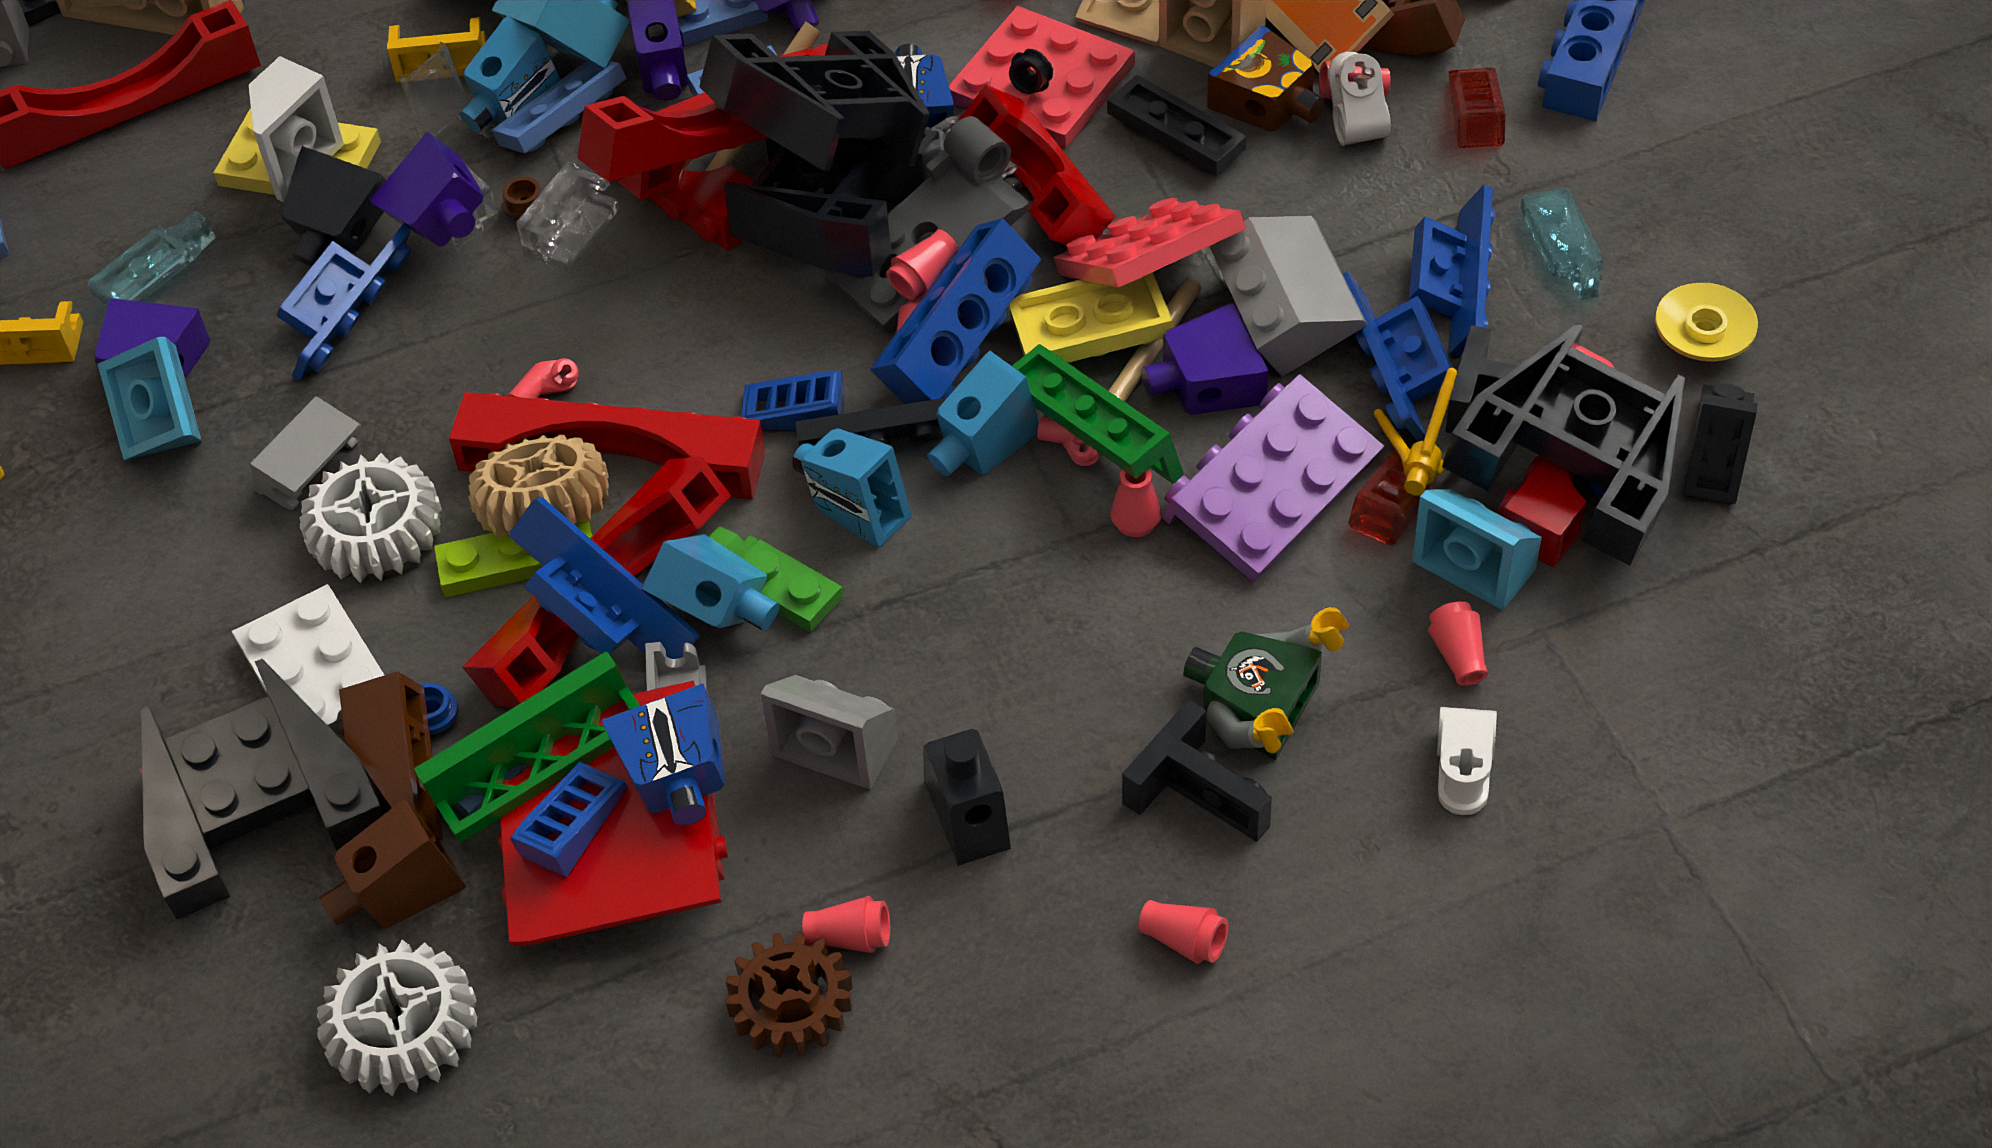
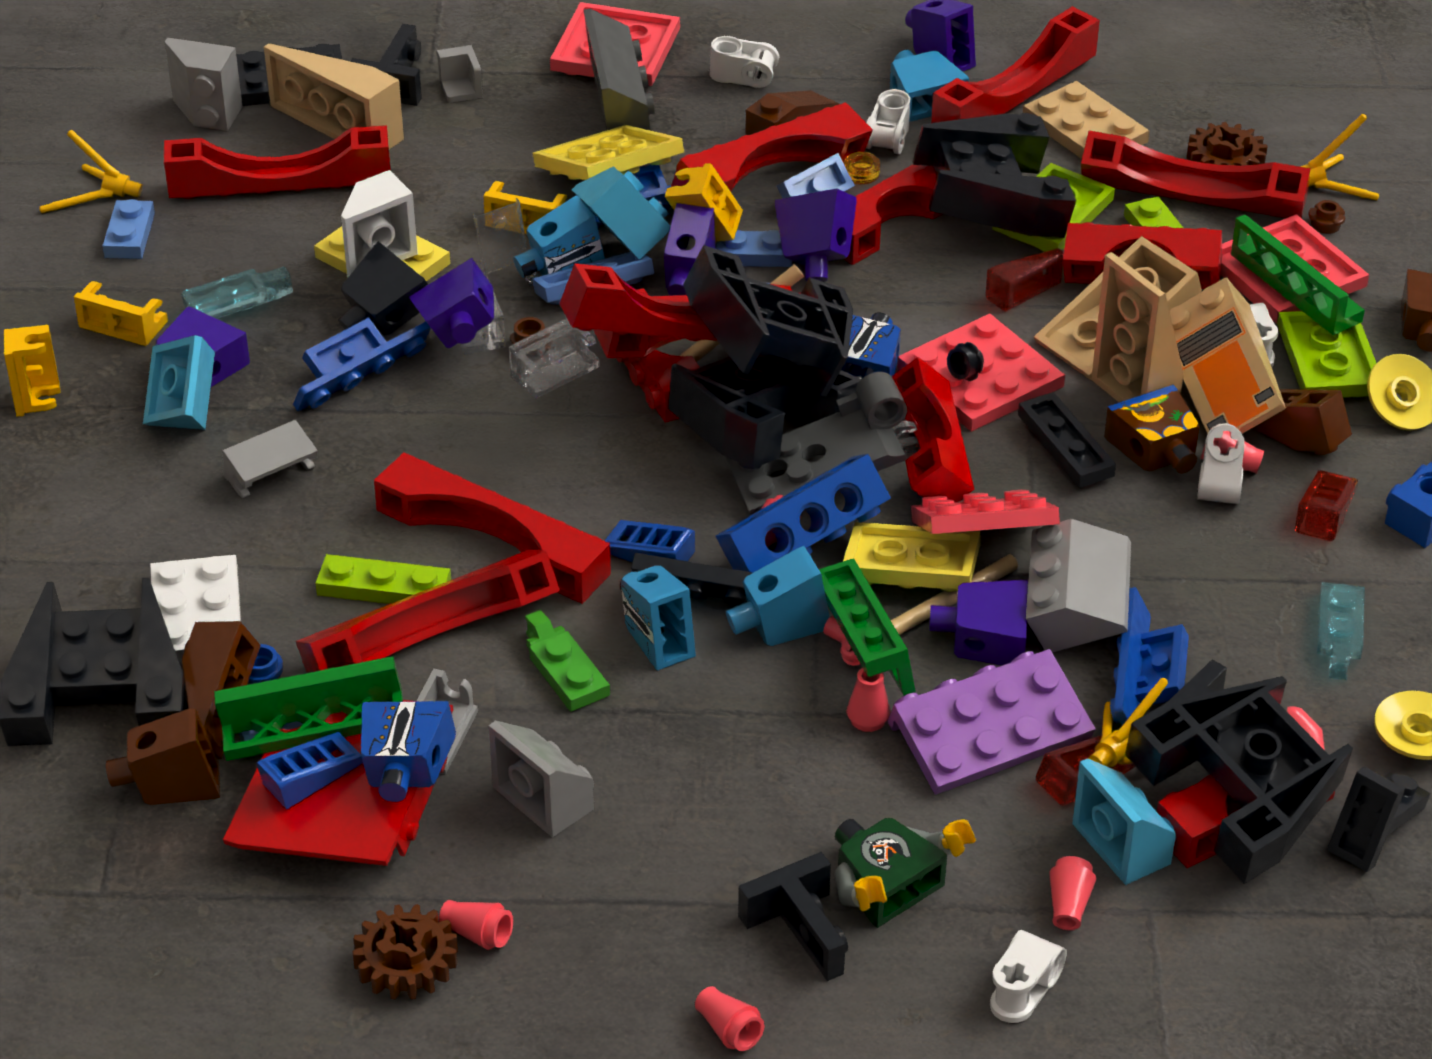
camera: 20 degrees right, 10 degrees down
(362, 1011) = (117, 863): white gear -> none
(370, 517) = (291, 519): white gear -> none
(547, 378) = (475, 466): coral arm -> none
(557, 469) = (420, 536): tan gear -> none
(592, 588) = (414, 616): blue bracket -> none
(710, 583) = (506, 643): dark azure torso -> none
(920, 266) = (793, 471): coral cone -> none
(958, 779) = (617, 841): black torso -> none
(1452, 267) = (1229, 609): blue bracket -> none

